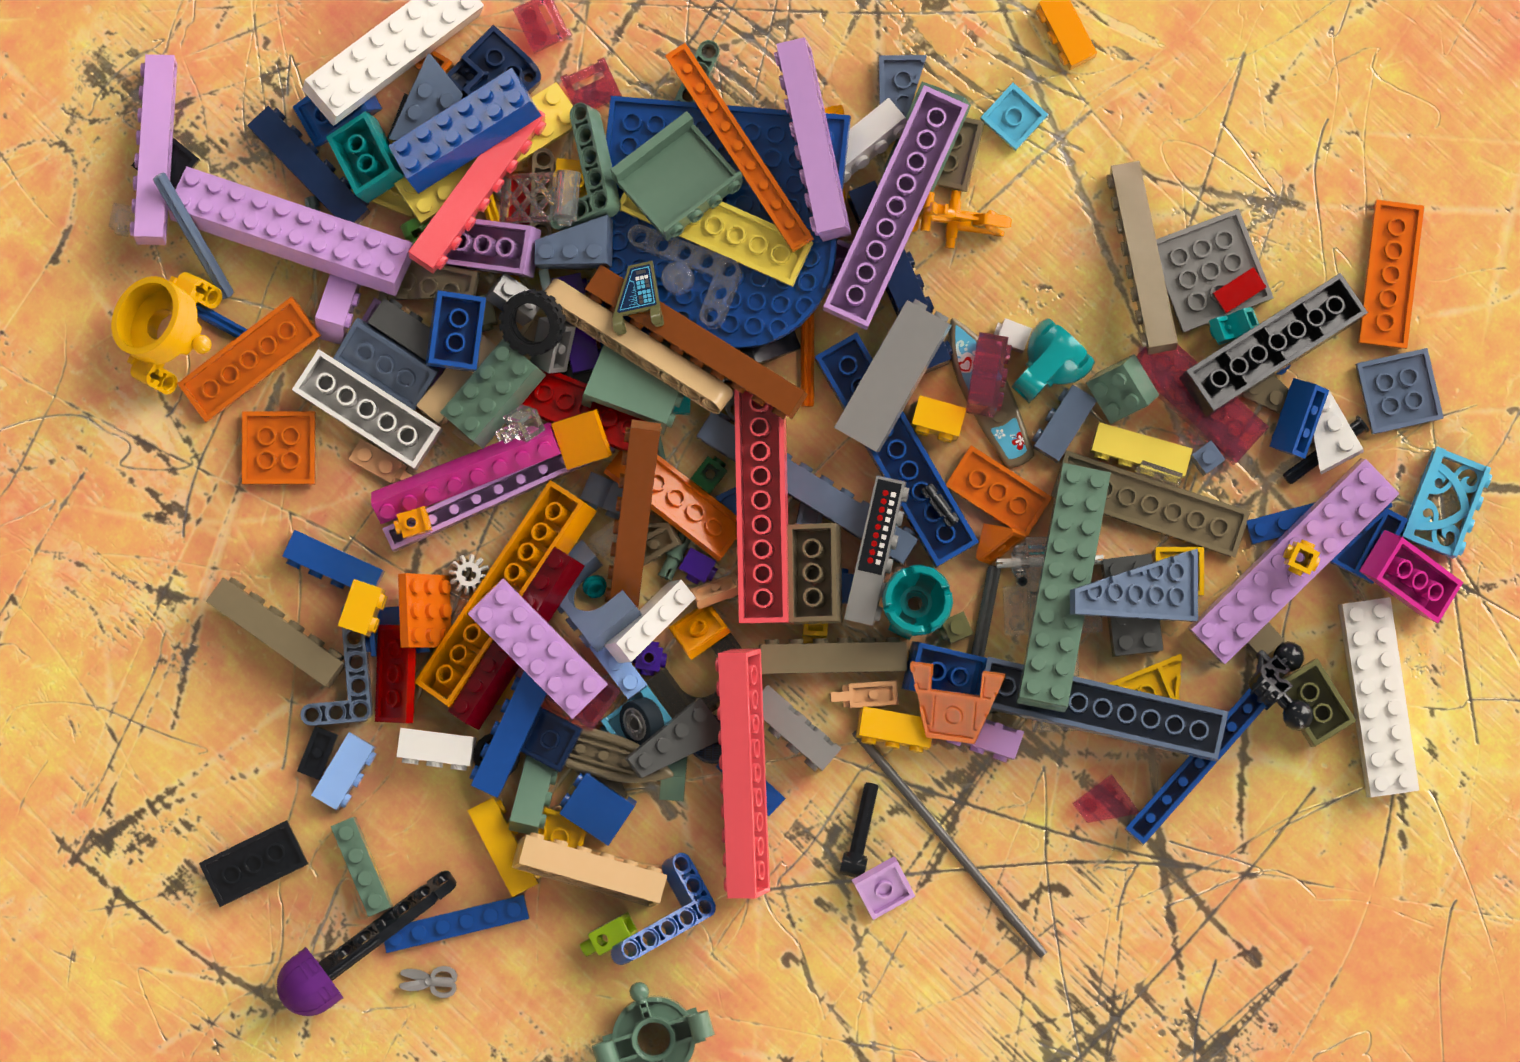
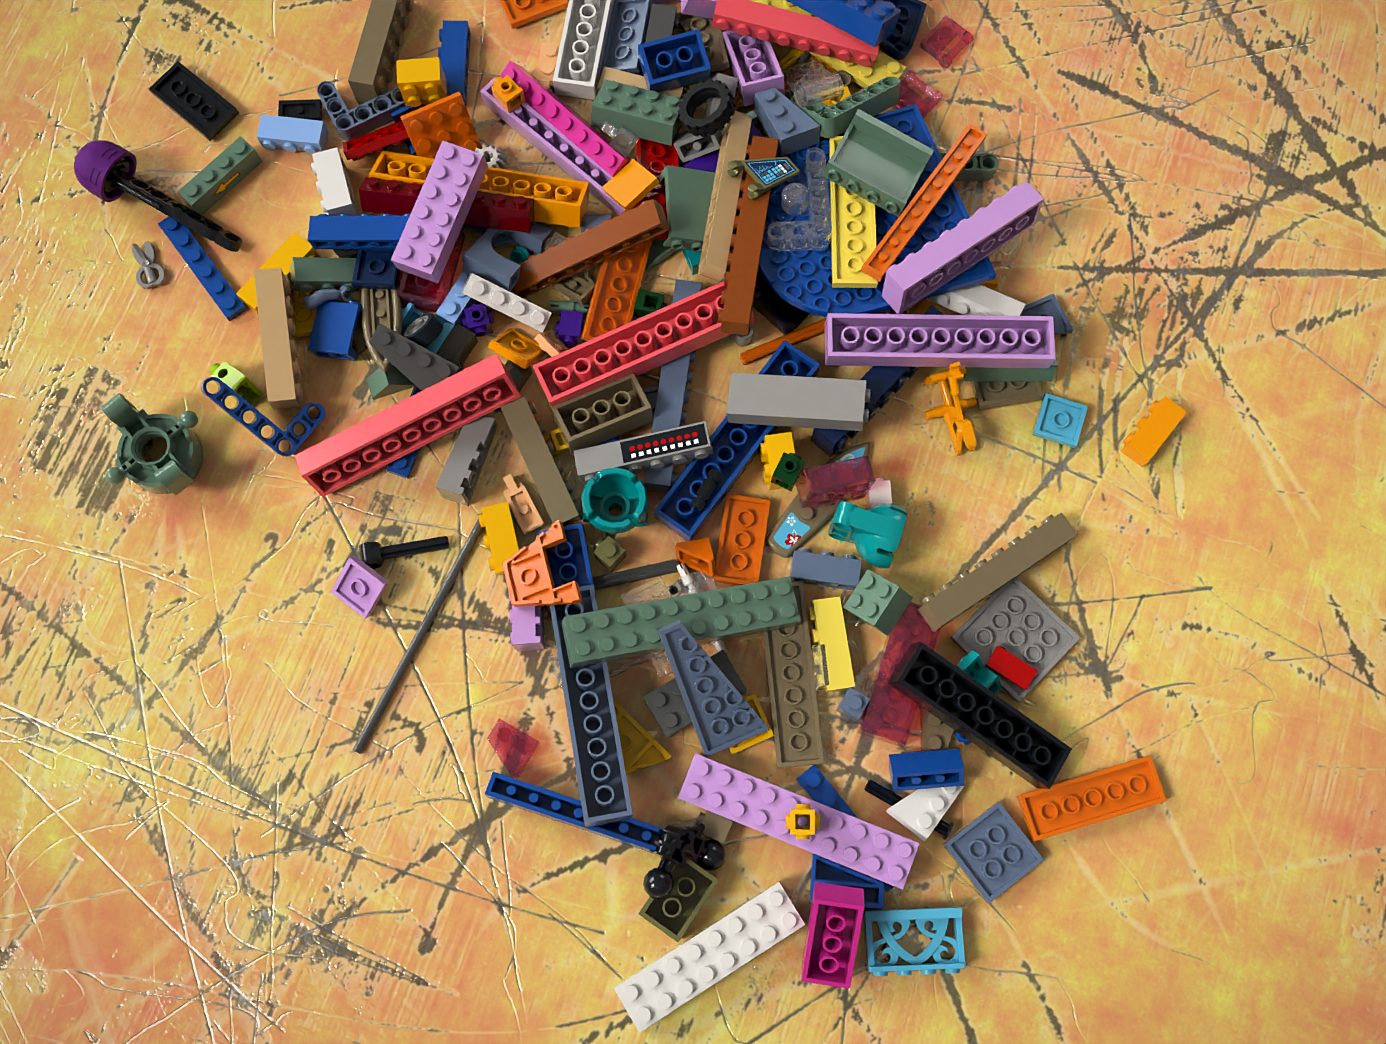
camera: 70 degrees right, 10 degrees down
(561, 819) = (321, 296): none -> sand blue arm
(961, 417) = (788, 471): none -> dark green brick

